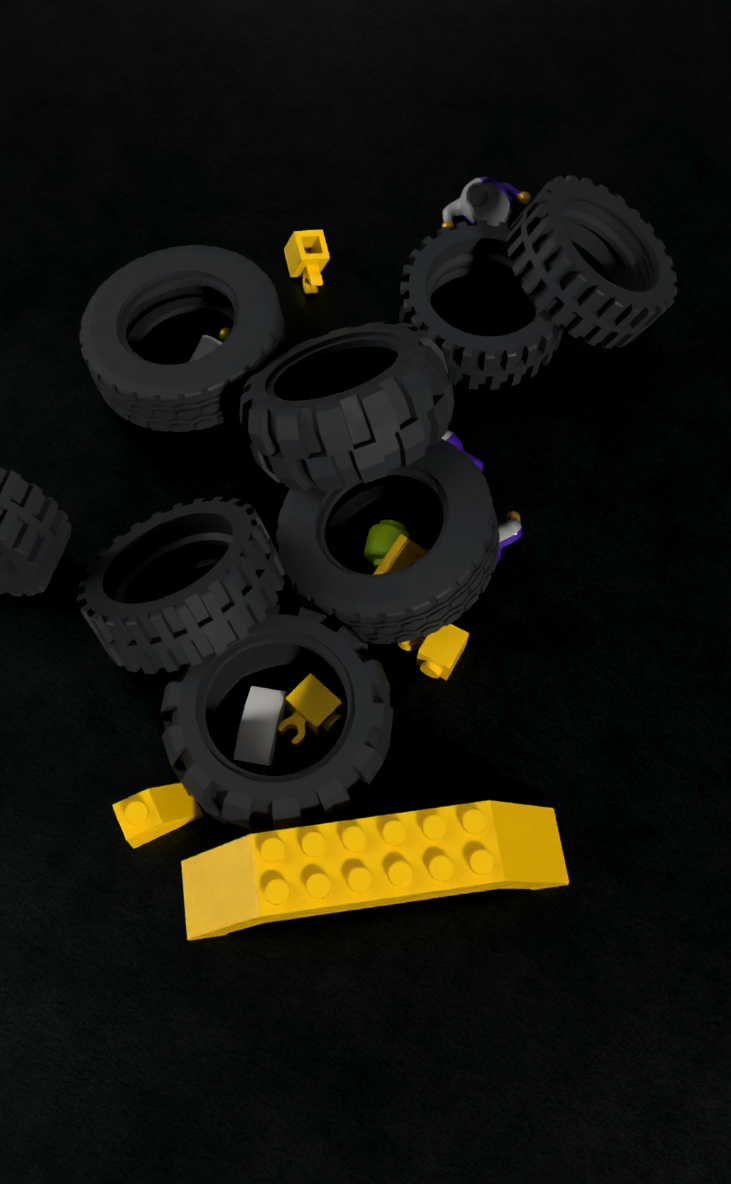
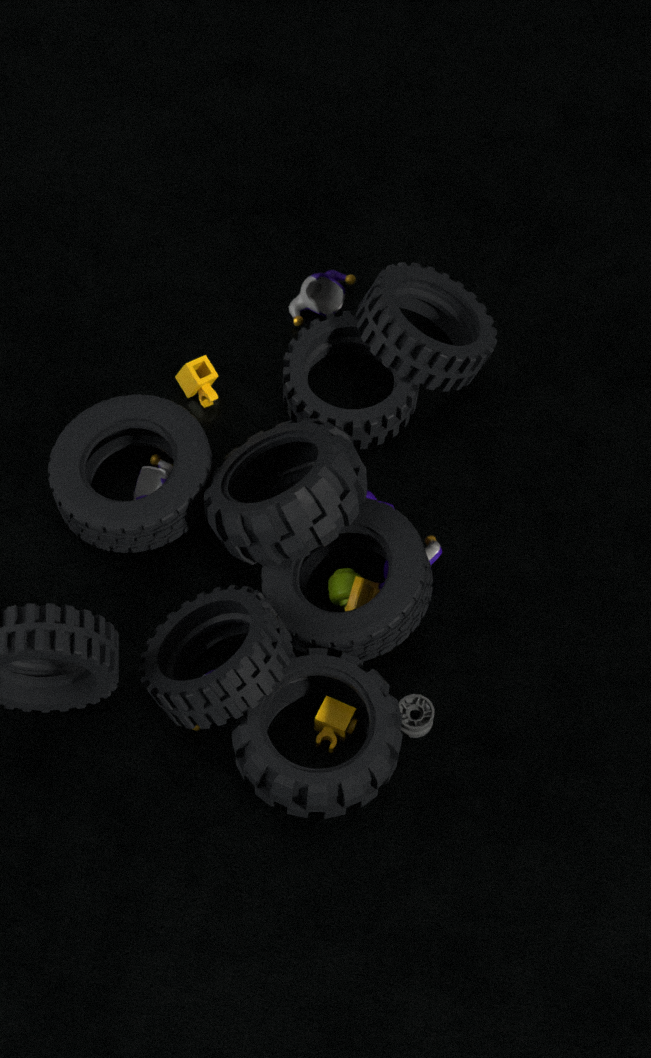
camera: 20 degrees left, 5 degrees down
(155, 813) = (251, 826): yellow slope -> none
(259, 725) = (302, 741): white slope -> none
(371, 864) = (412, 810): yellow slope -> none
(426, 722) = (417, 706): none -> dark grey wheel
(438, 650) = (409, 653): yellow brick -> none

